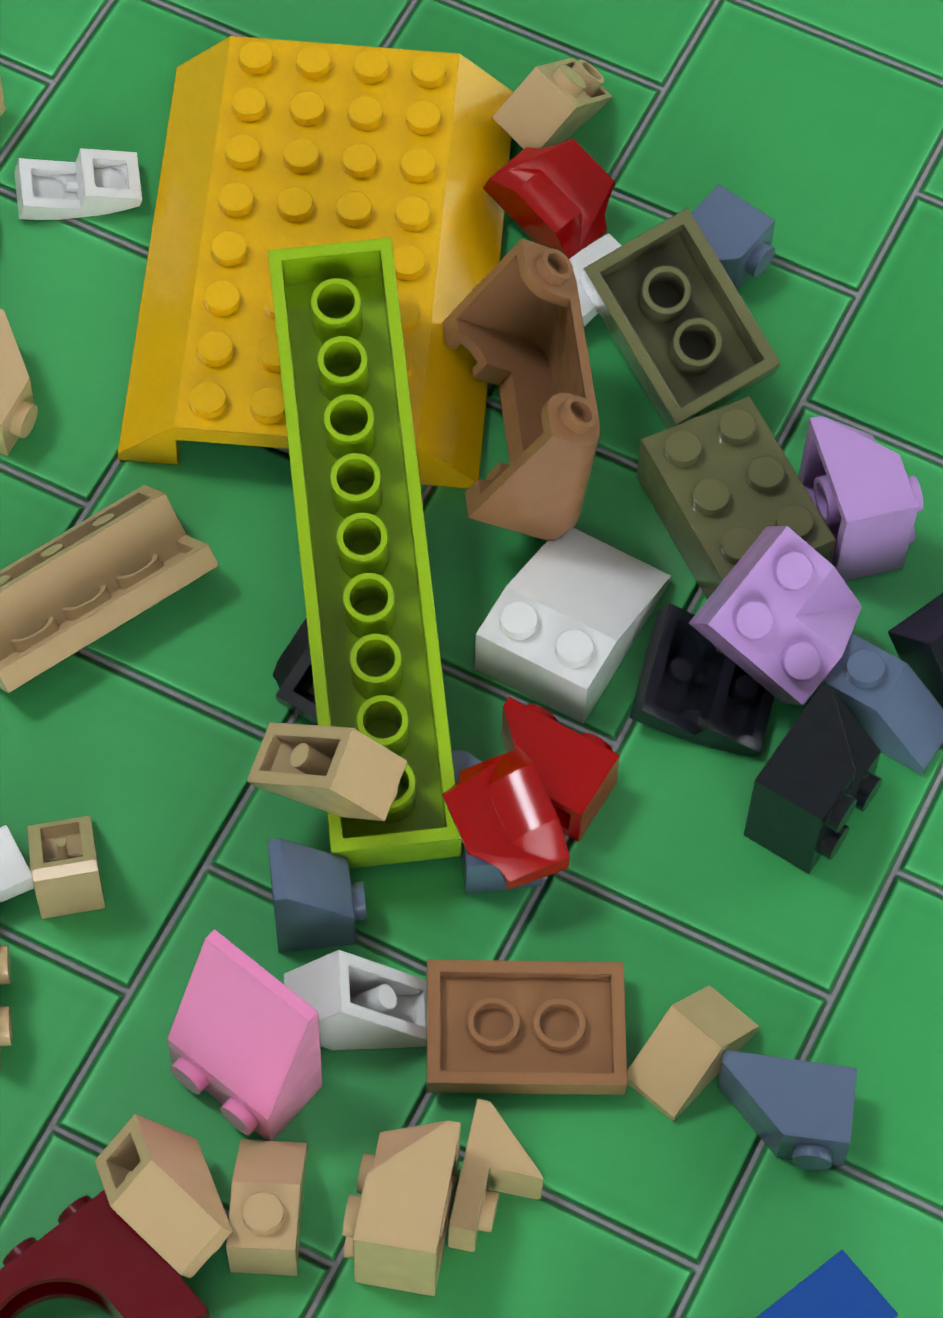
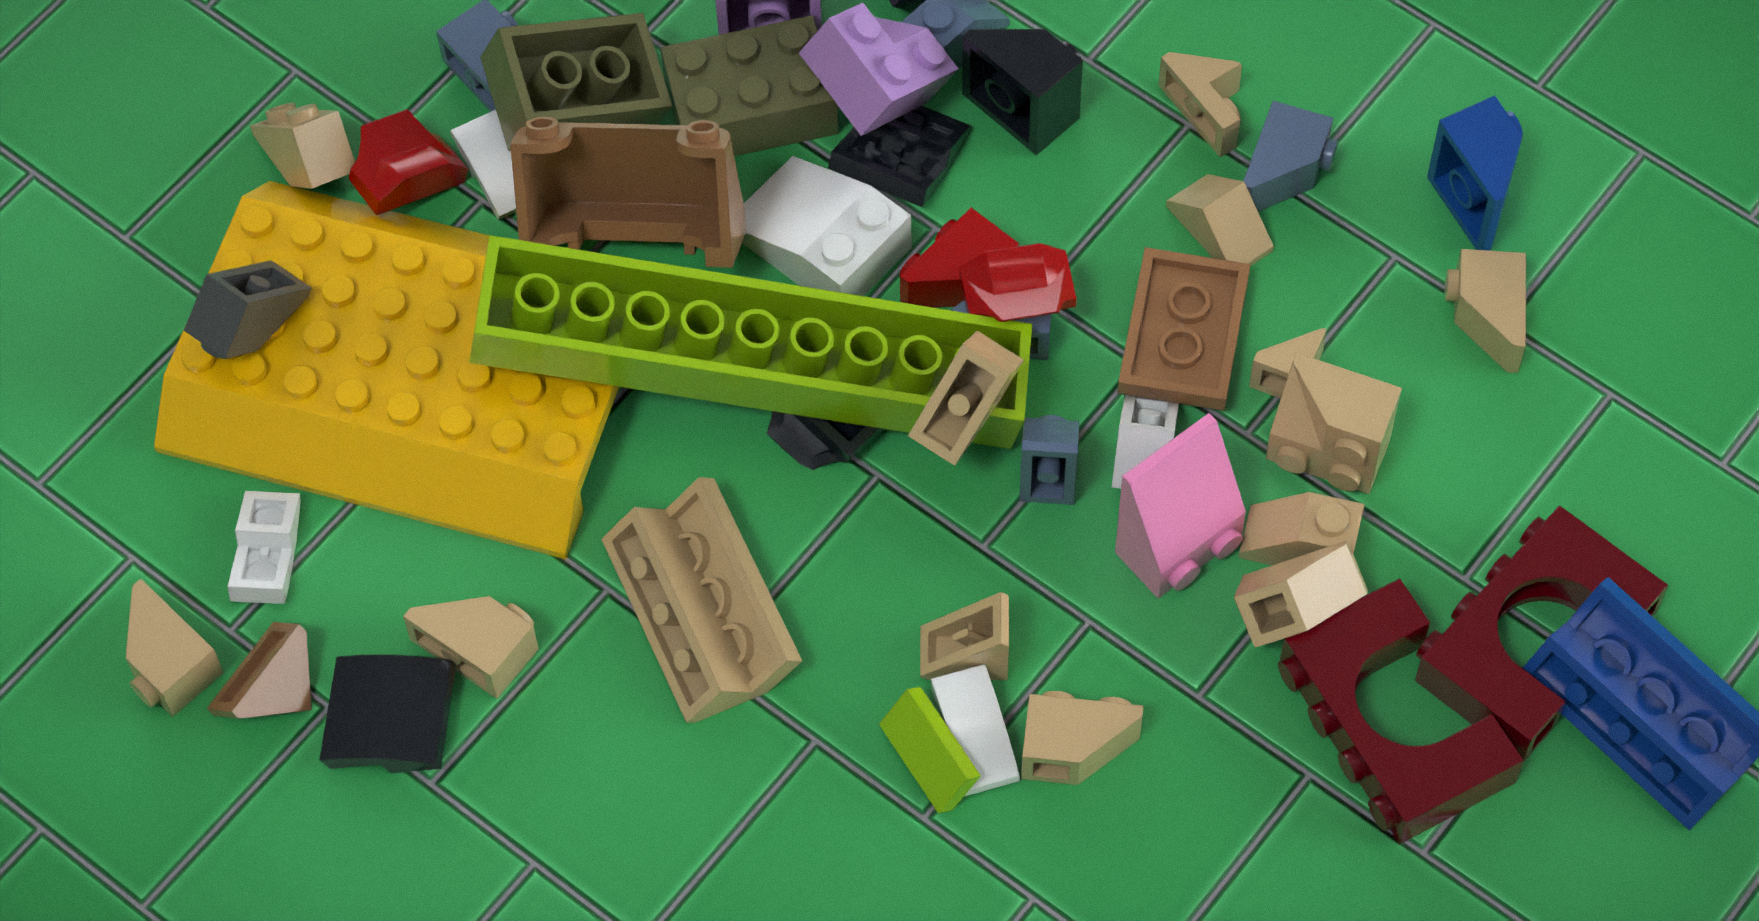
camera: 75 degrees left, 0 degrees up
(302, 71) = (244, 308): none -> dark grey slope
(864, 992) = (1202, 93): none -> tan slope

